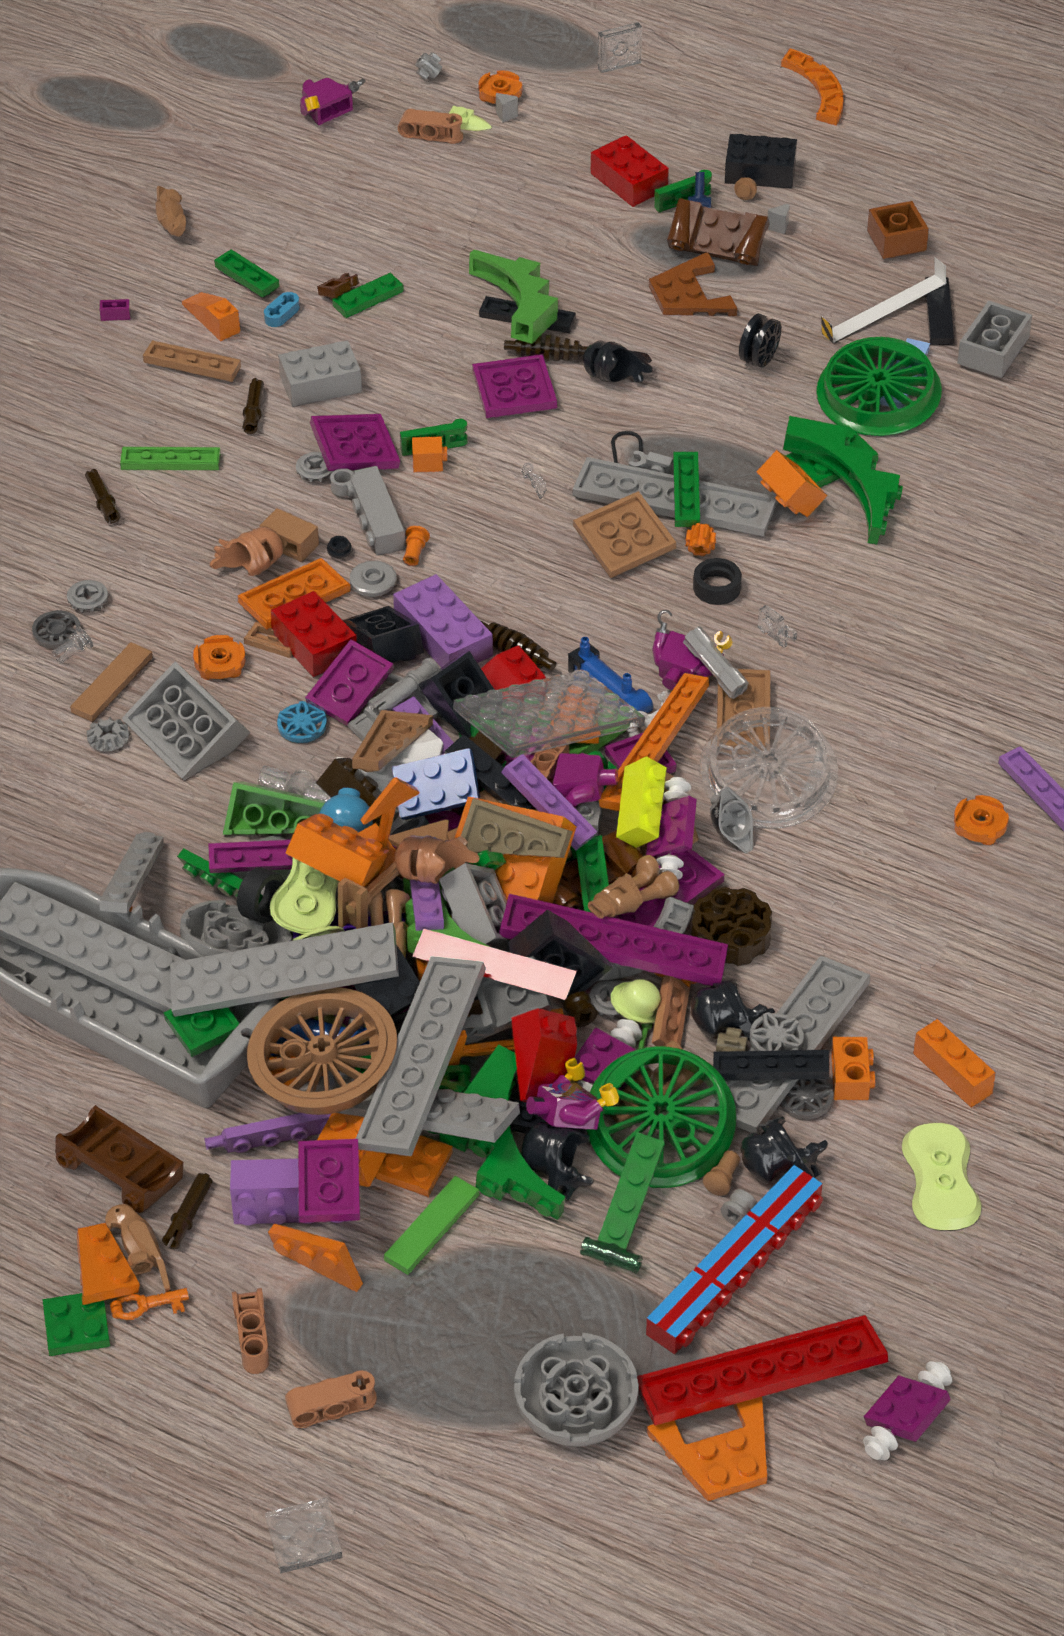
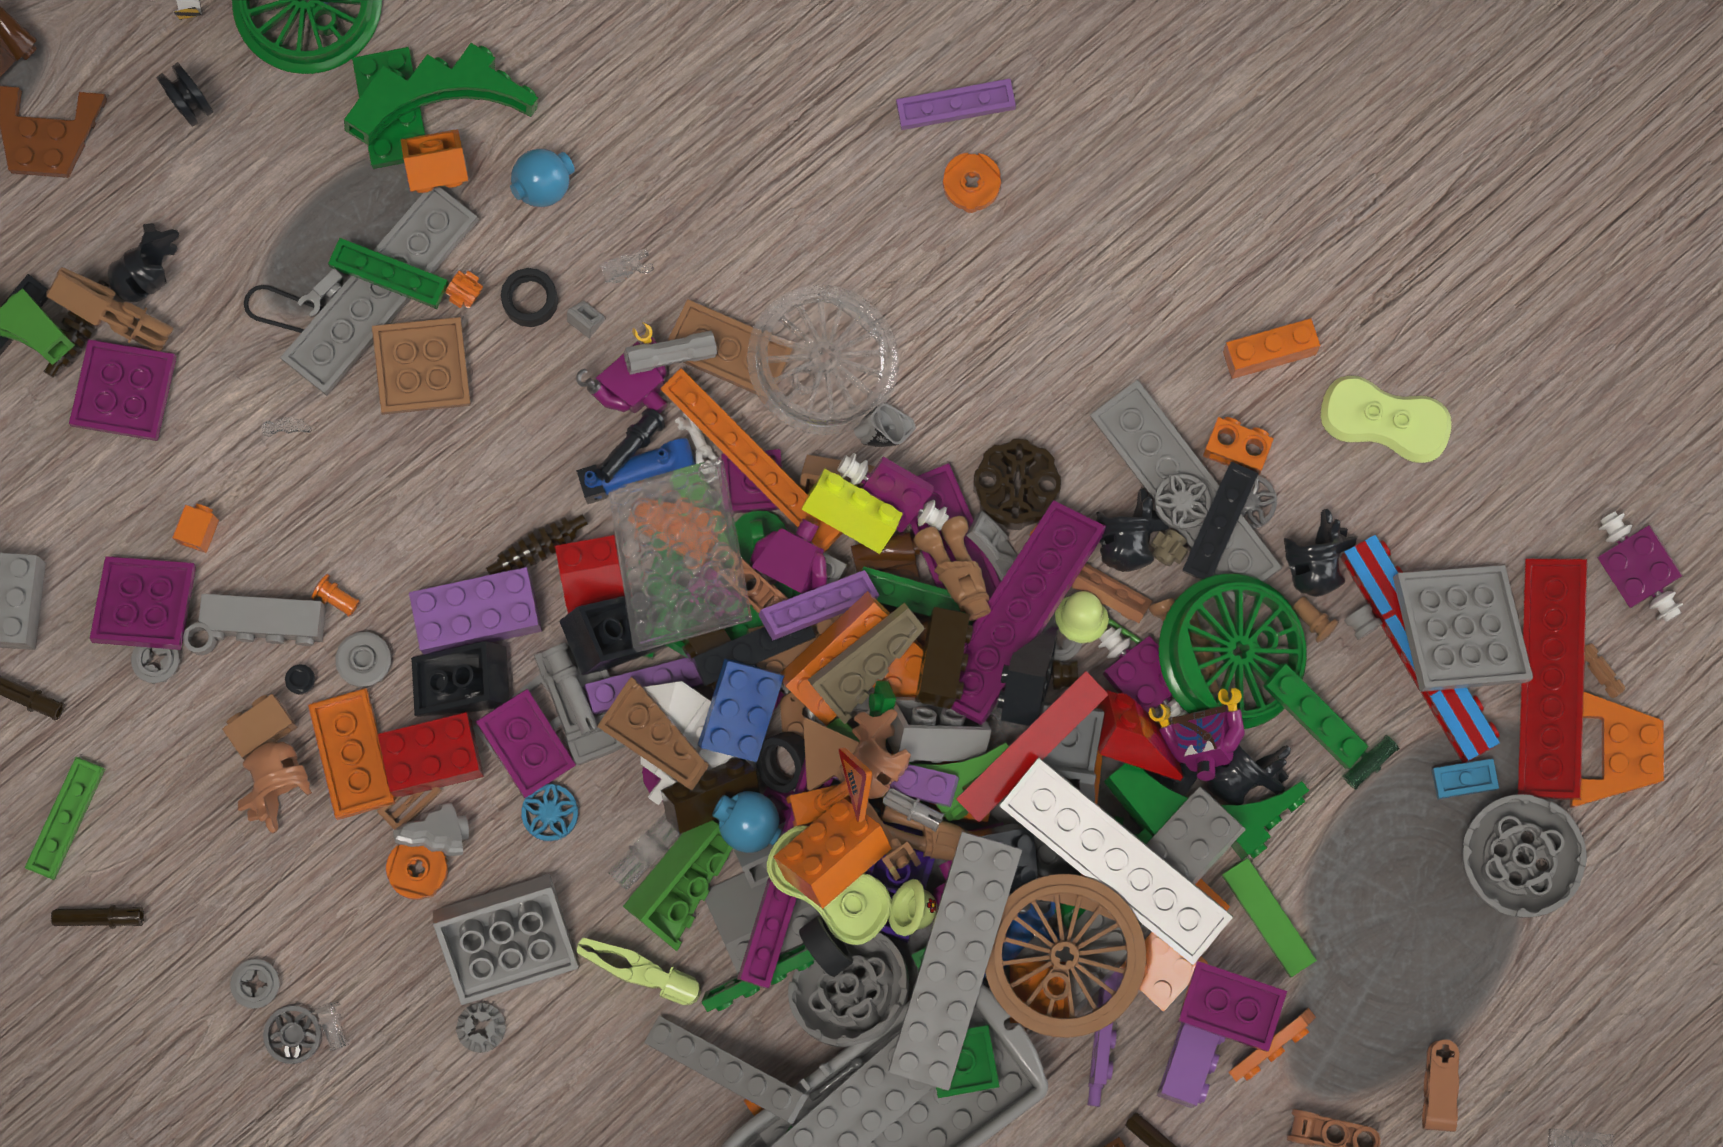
camera: 65 degrees left, 30 degrees up
(111, 682) = (401, 998): medium nougat tile -> none
(195, 813) = (675, 985): none -> yellowish green arm
(253, 652) = (436, 831): none -> light grey rock
(402, 905) = (913, 809): none -> light grey axle
(456, 429) = (171, 511): green plate -> none
(542, 885) = (943, 658): none -> dark brown brick
(569, 340) = (97, 304): none -> medium nougat arm
(631, 1332) = (1465, 779): none -> dark azure plate
(638, 671) = (637, 437): none -> black pin
(720, 619) = (585, 318): none -> light grey slope
(769, 1274) = (1462, 628): none -> light grey plate
(791, 1413) = (1603, 671): none -> medium nougat axle
(817, 551) = (541, 177): none -> dark azure brick

